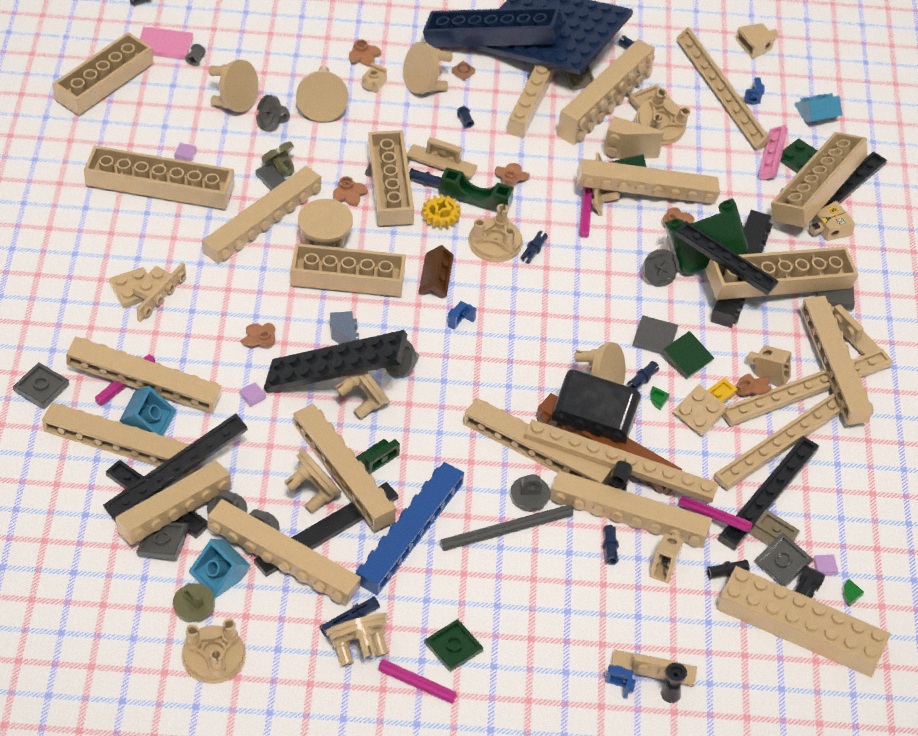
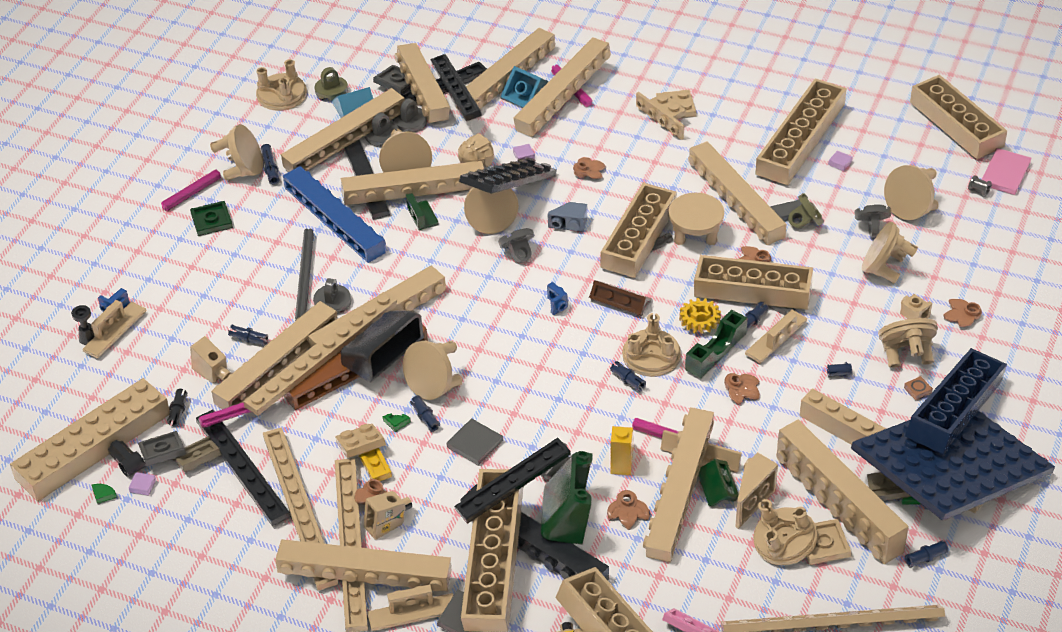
camera: 115 degrees right, 5 degrees down
(41, 385) = (580, 36): dark grey plate -> none
(277, 424) = (476, 149): none -> tan helmet
(620, 475) = (302, 342): black piece -> none
(627, 225) = (621, 450): none -> yellow slope
(688, 355) = (435, 455): dark green tile -> none

